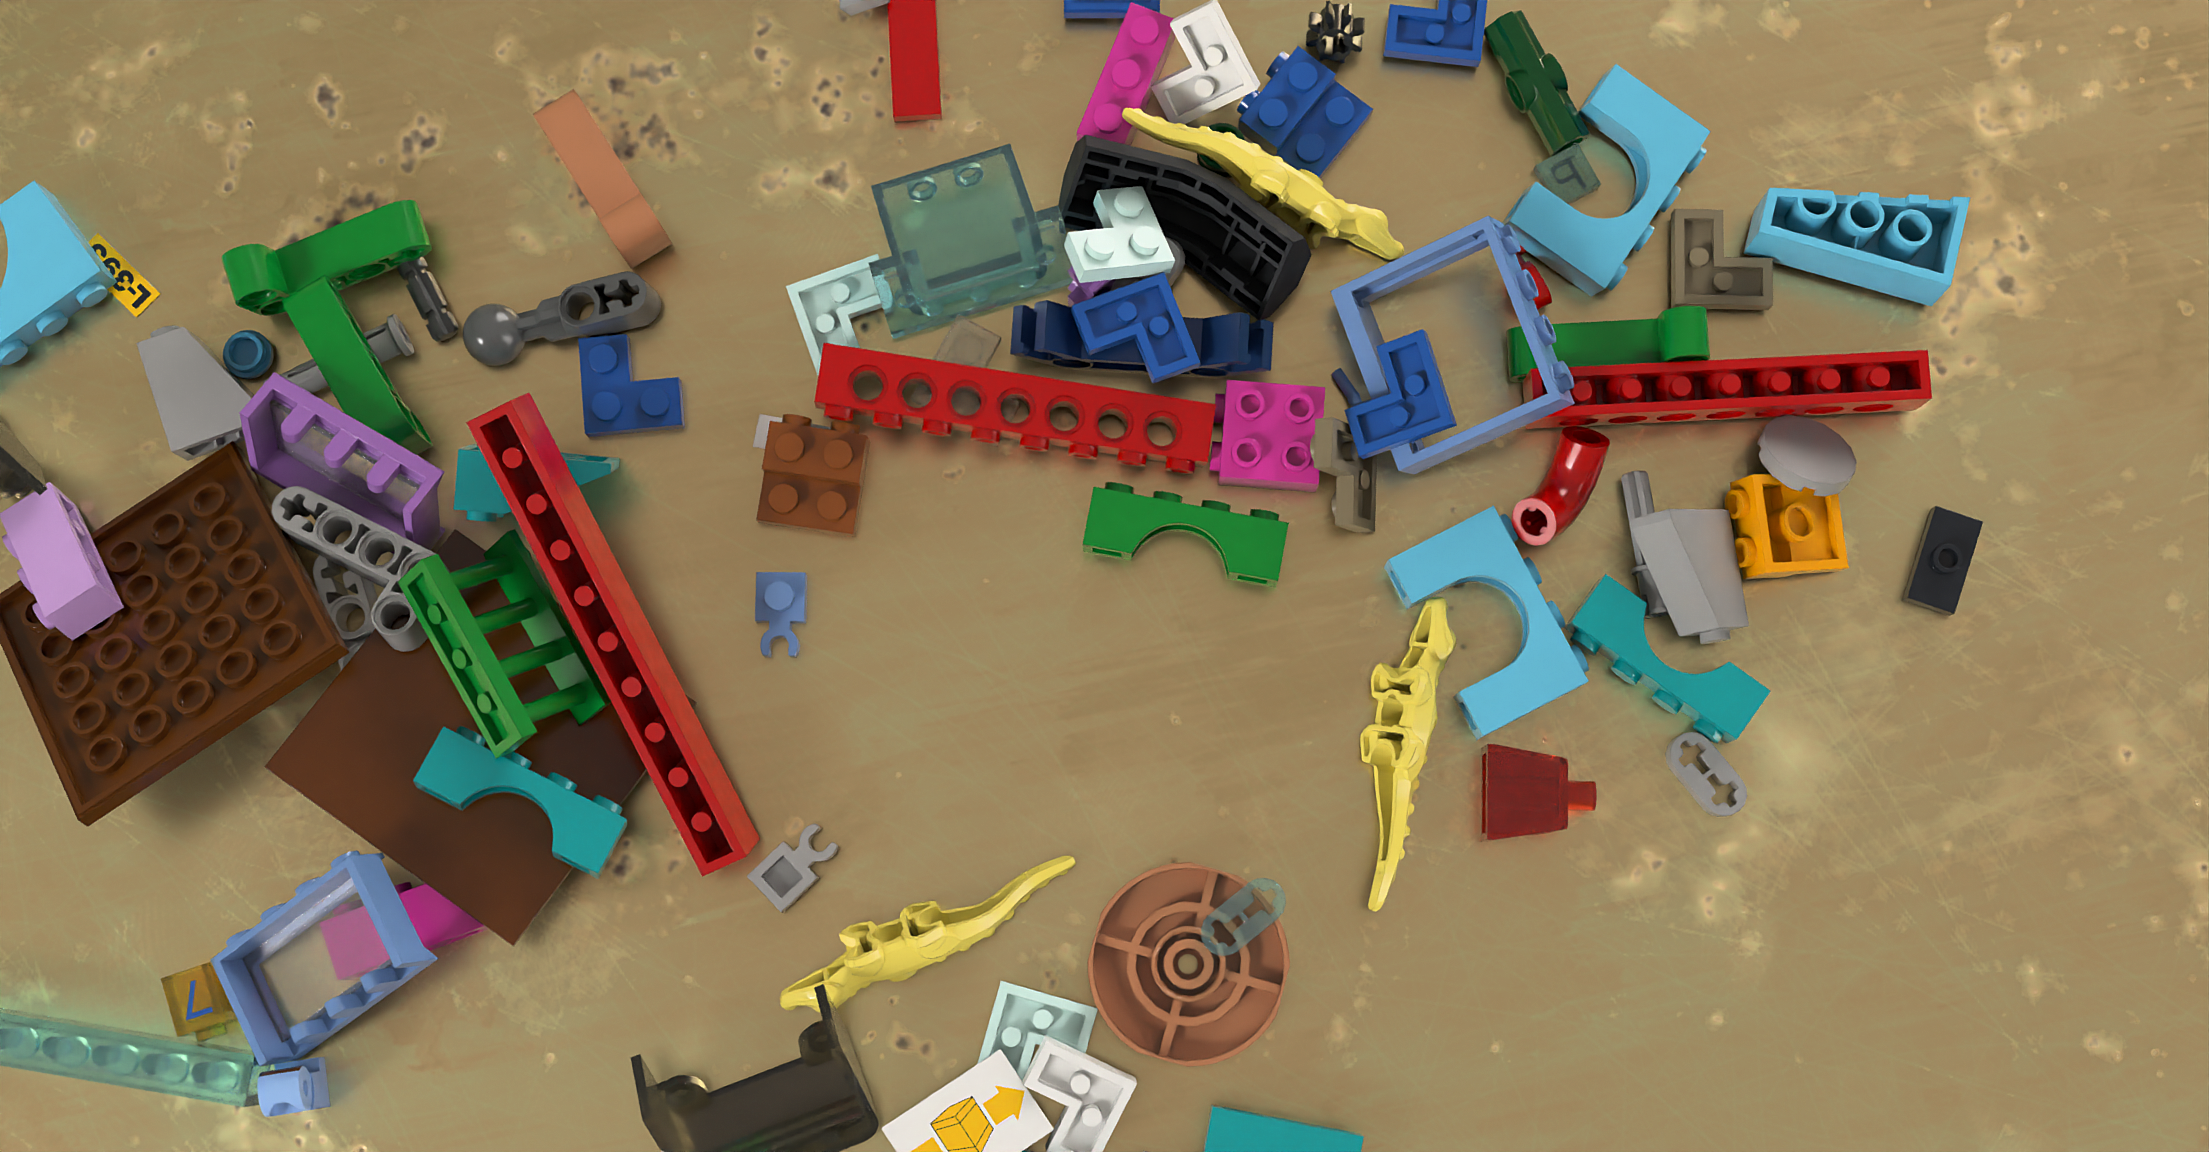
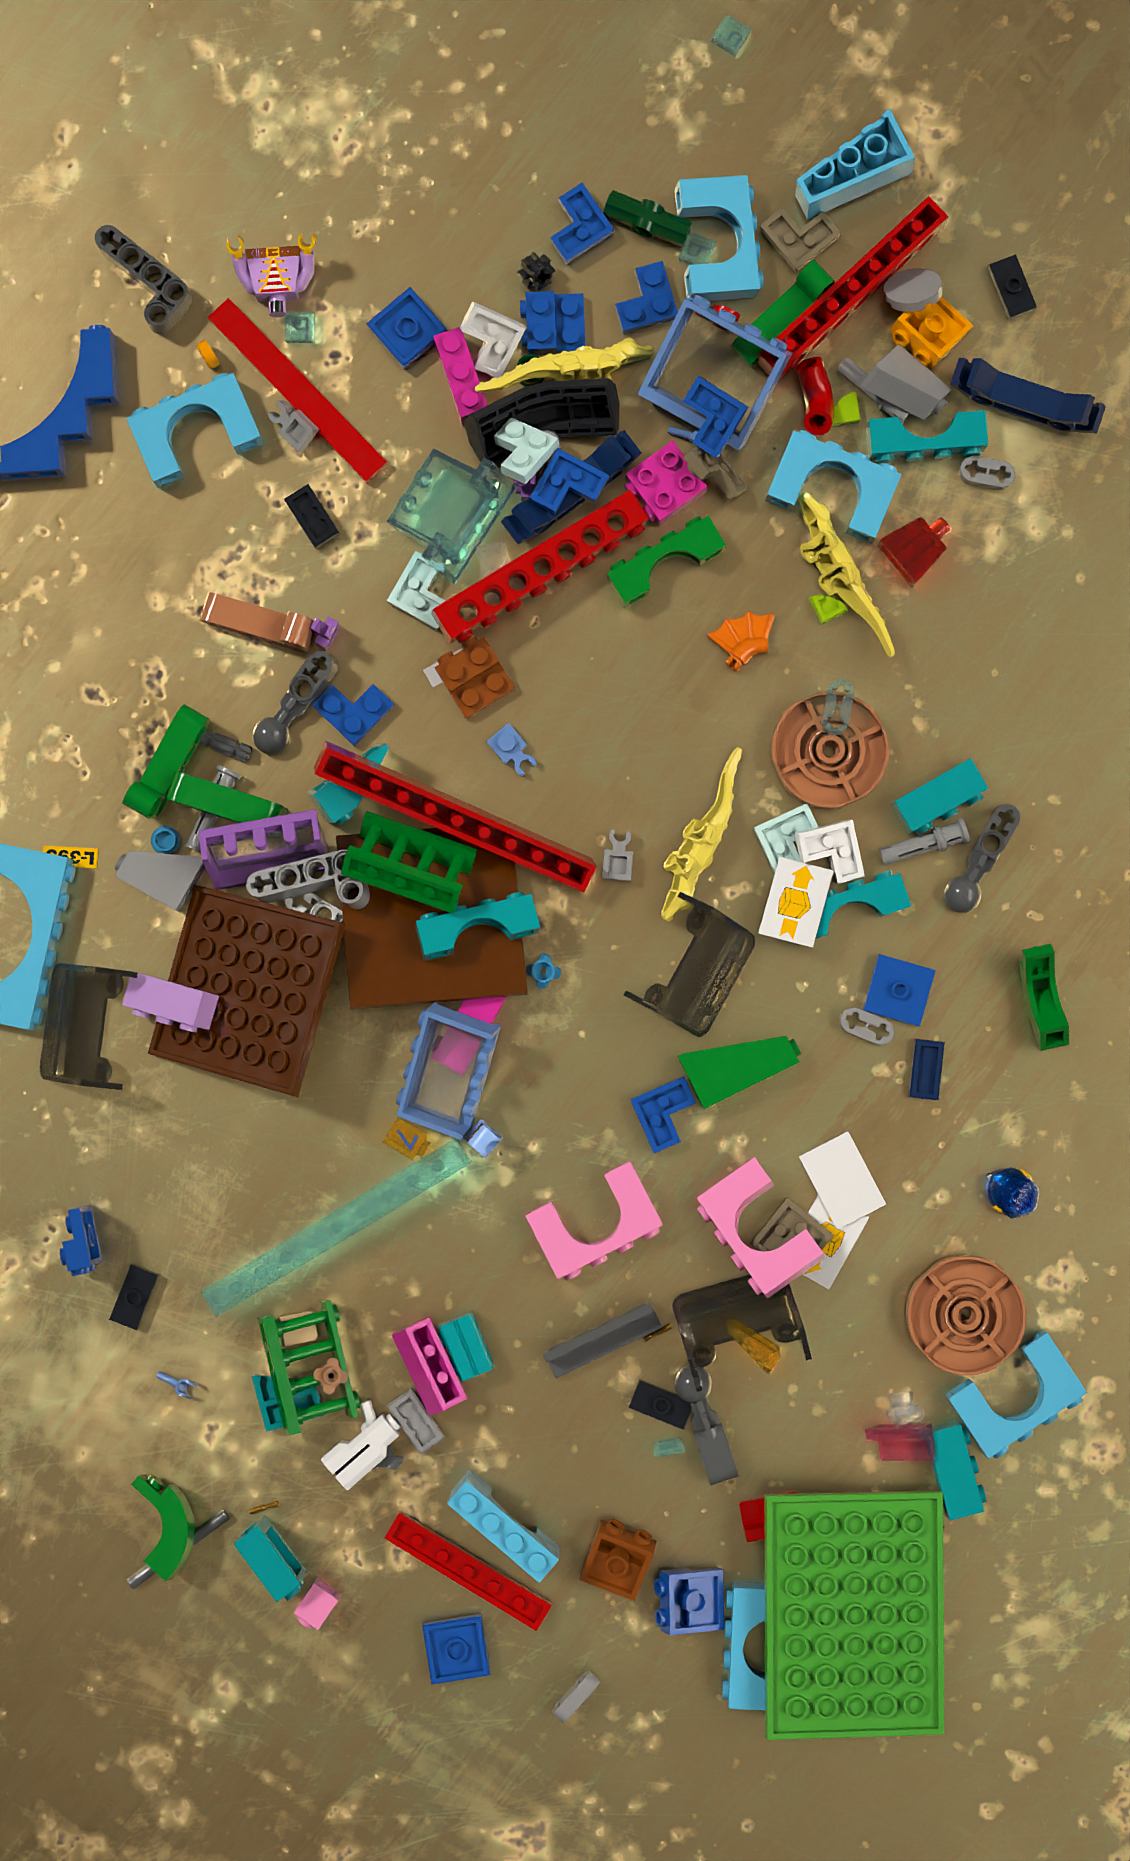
camera: 35 degrees left, 5 degrees up
(558, 923) = (543, 963): none -> dark azure plate
(672, 260) = (324, 632): none -> medium lavender plate
(787, 103) = (312, 516): none -> black plate
(1203, 720) = (743, 637): none -> orange arm
(1346, 773) = (827, 607): none -> lime tile
(1451, 198) = (653, 306): none -> blue plate
(1587, 539) = (846, 410): none -> lime tile
(1839, 721) = (1026, 399): none -> dark blue piece

